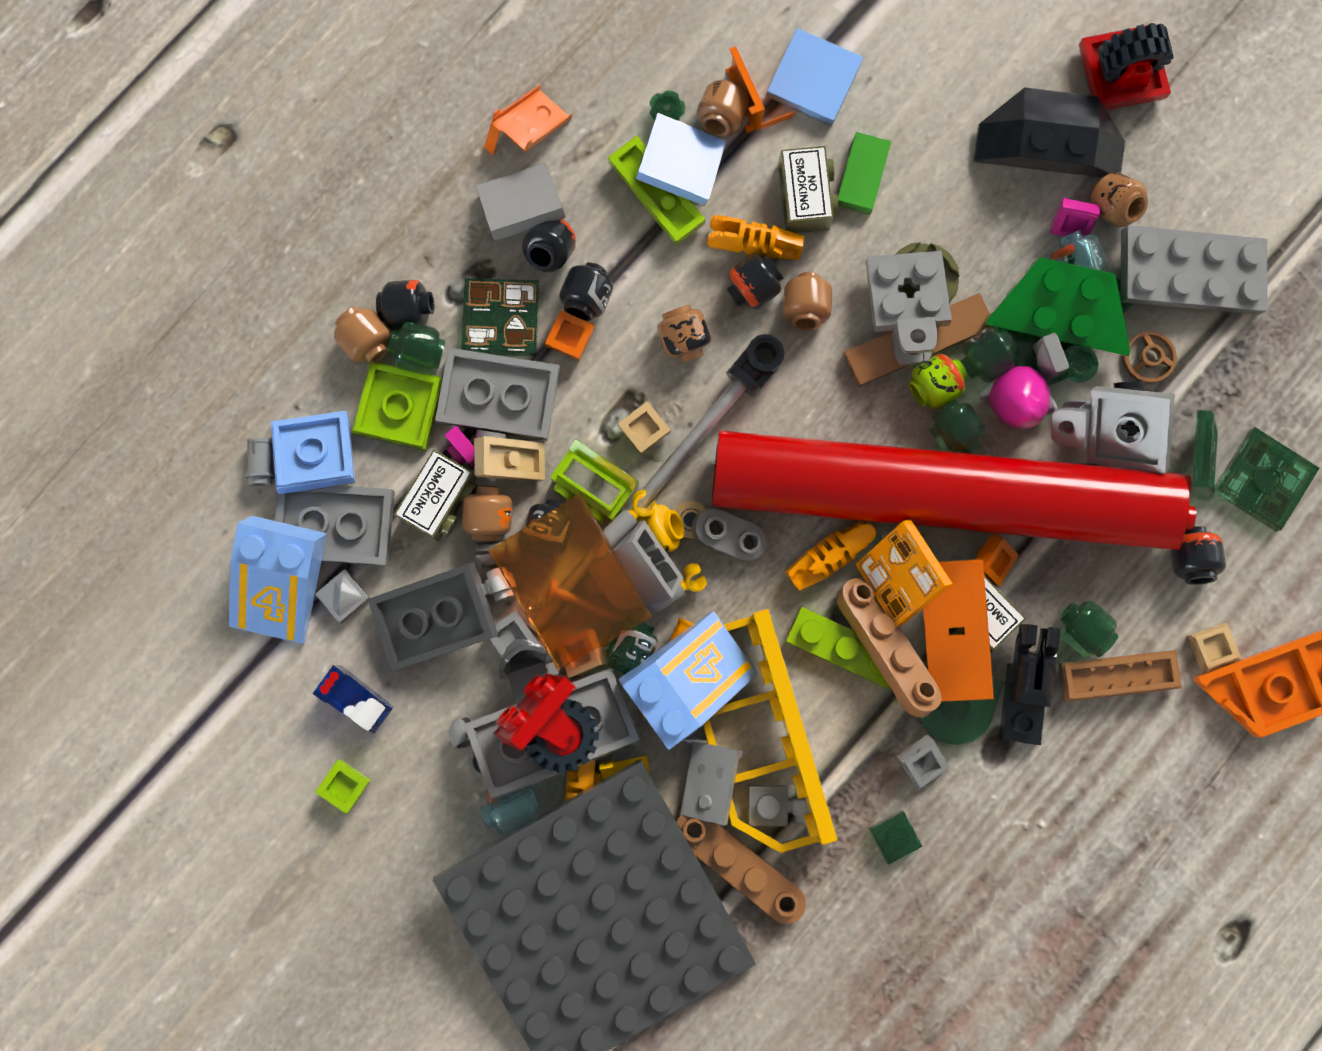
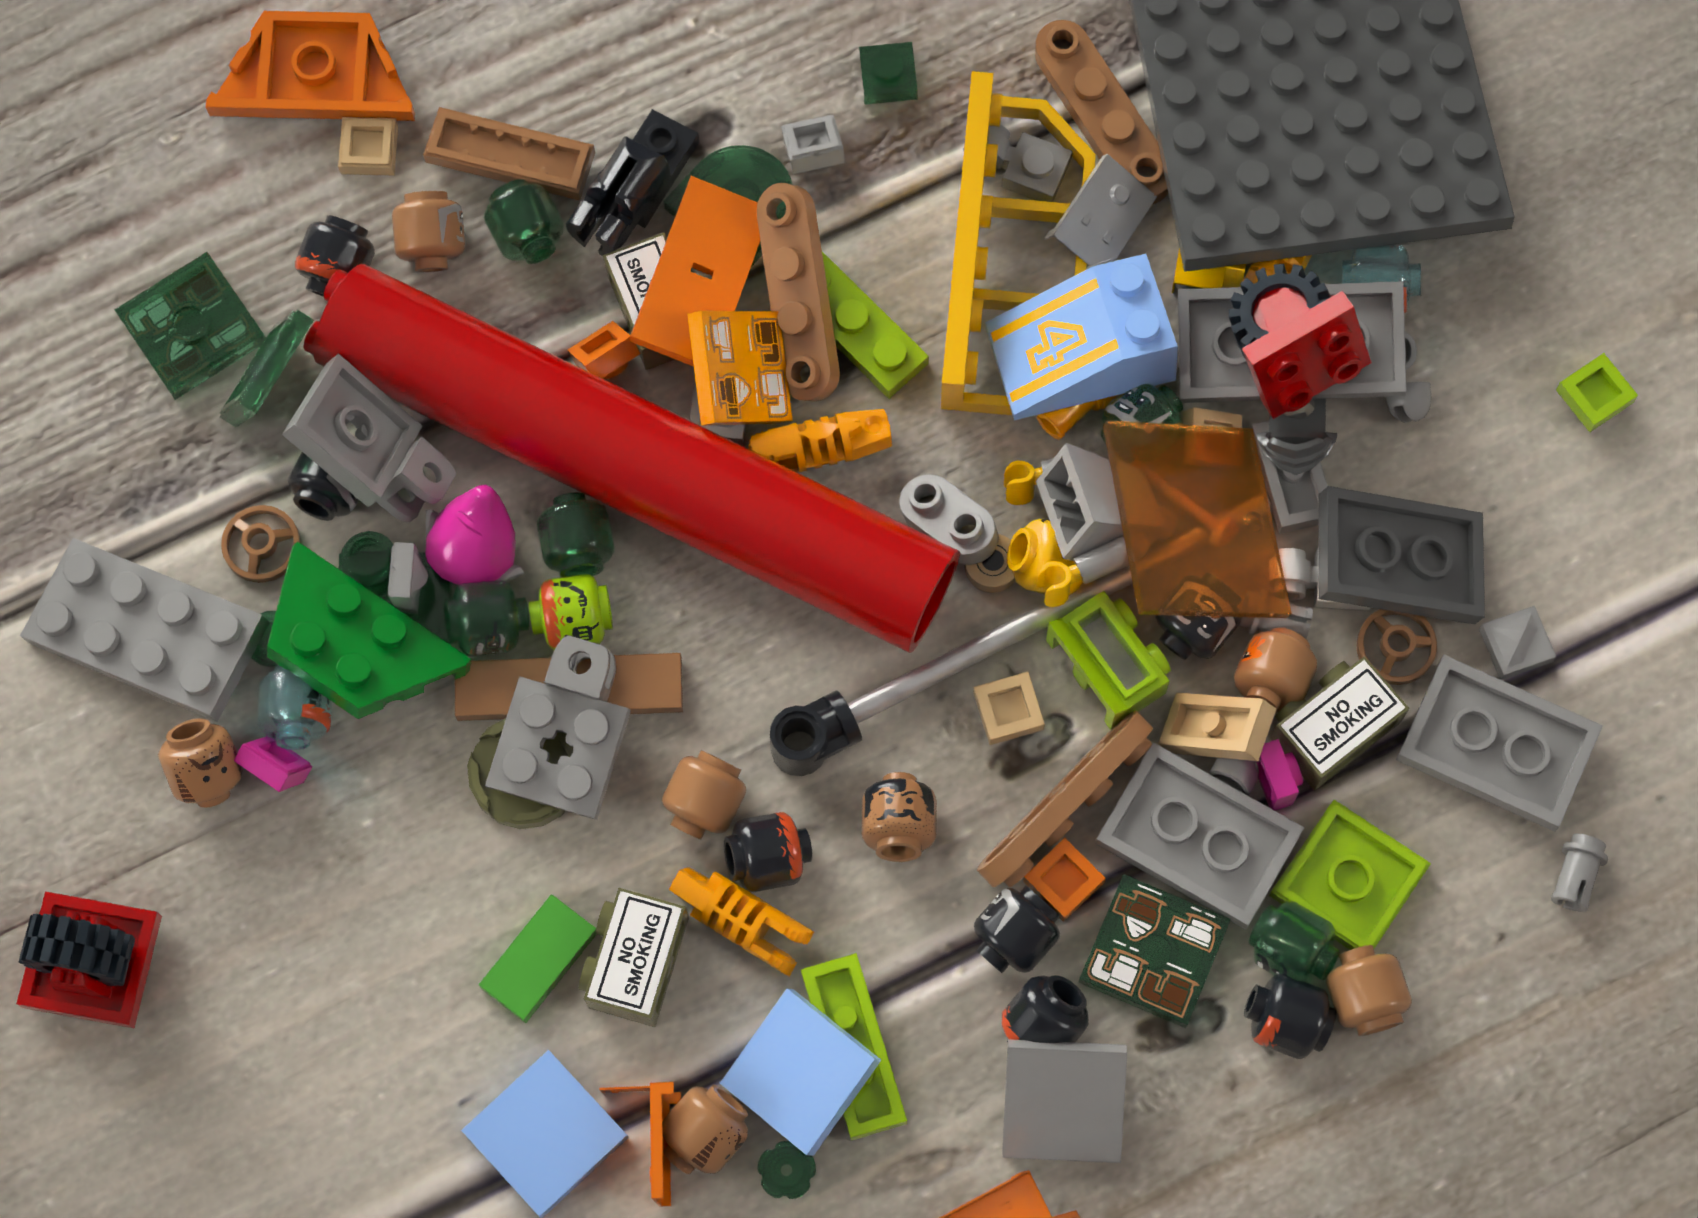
camera: 155 degrees left, 10 degrees down
(274, 578) = (1602, 692): light blue slope -> none
(312, 452) = (1496, 852): light blue tile -> none
(353, 698) = (1546, 497): clear blue leg -> none
(418, 556) = (1414, 641): none -> medium nougat piece
(591, 373) = (1049, 818): none -> medium nougat plate
(1051, 134) = (247, 897): black wedge -> none
(1147, 598) = (428, 230): none -> medium nougat head

